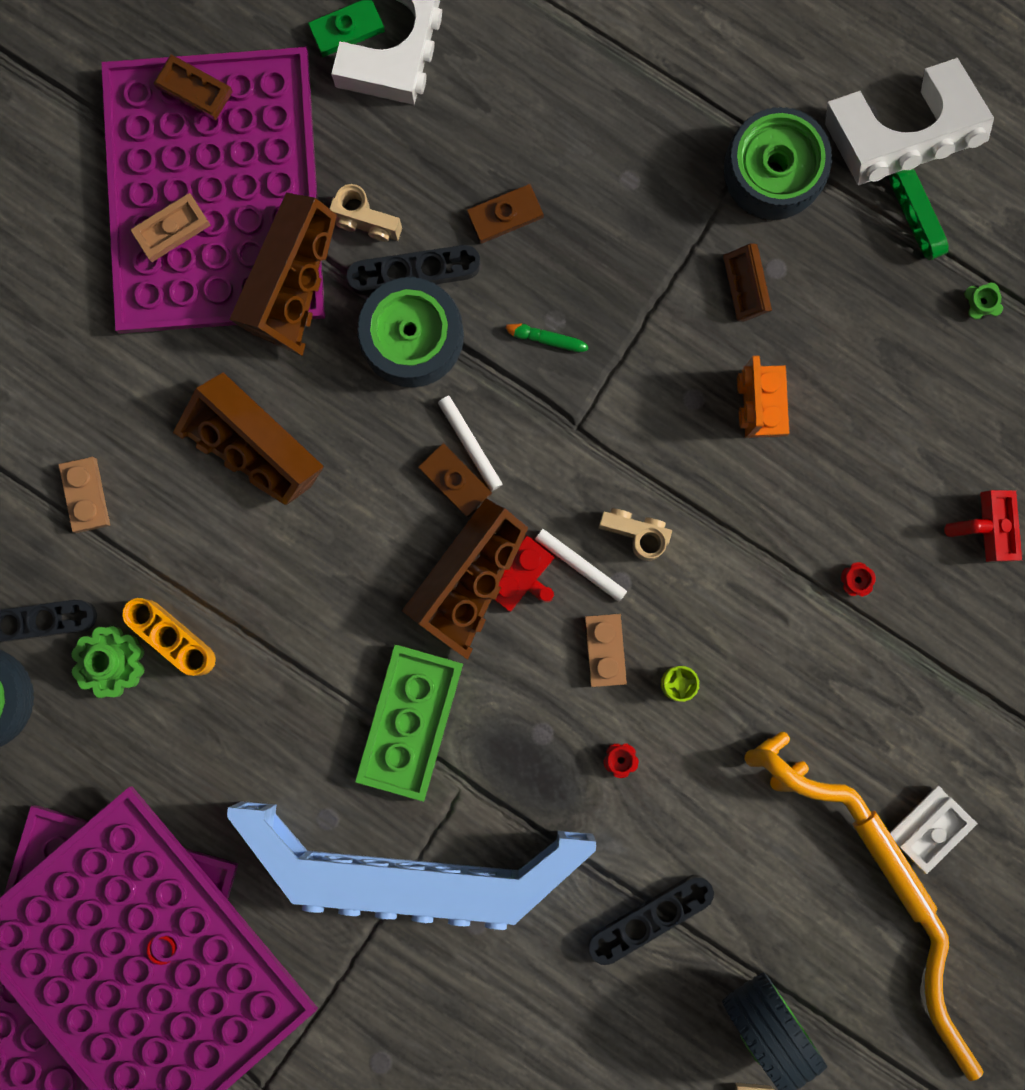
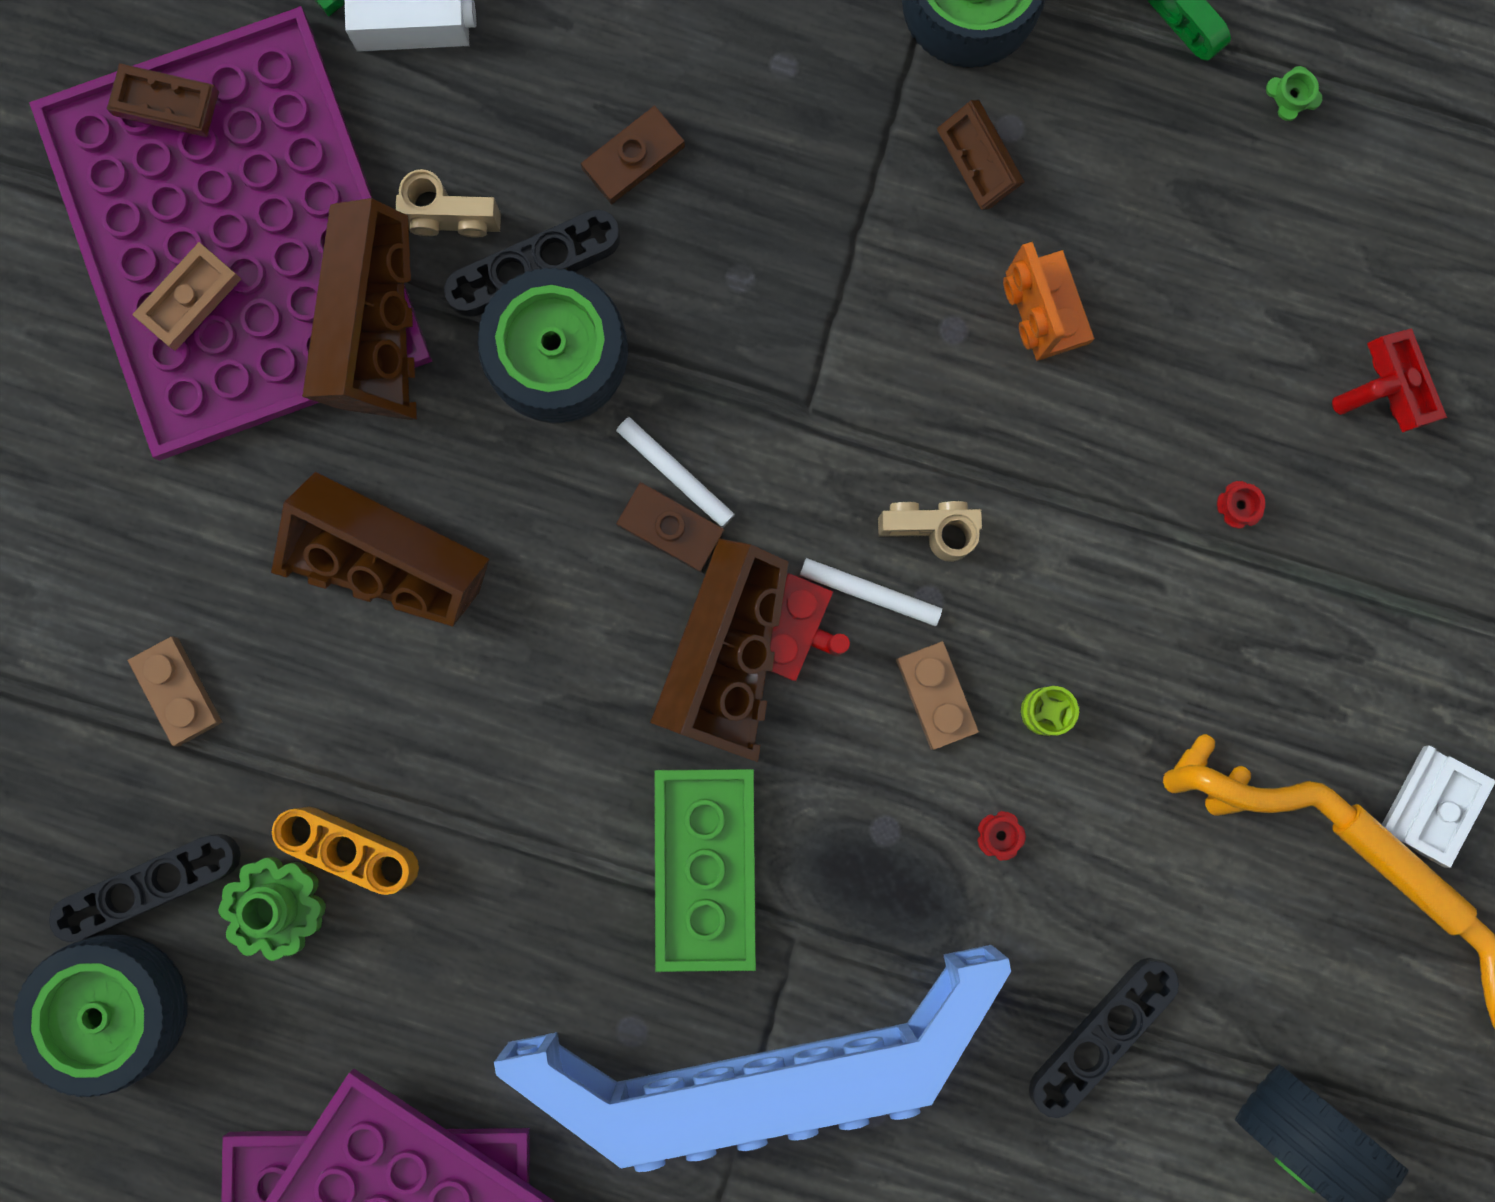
camera: 25 degrees left, 0 degrees up
(523, 331) = (736, 303): green piece -> none

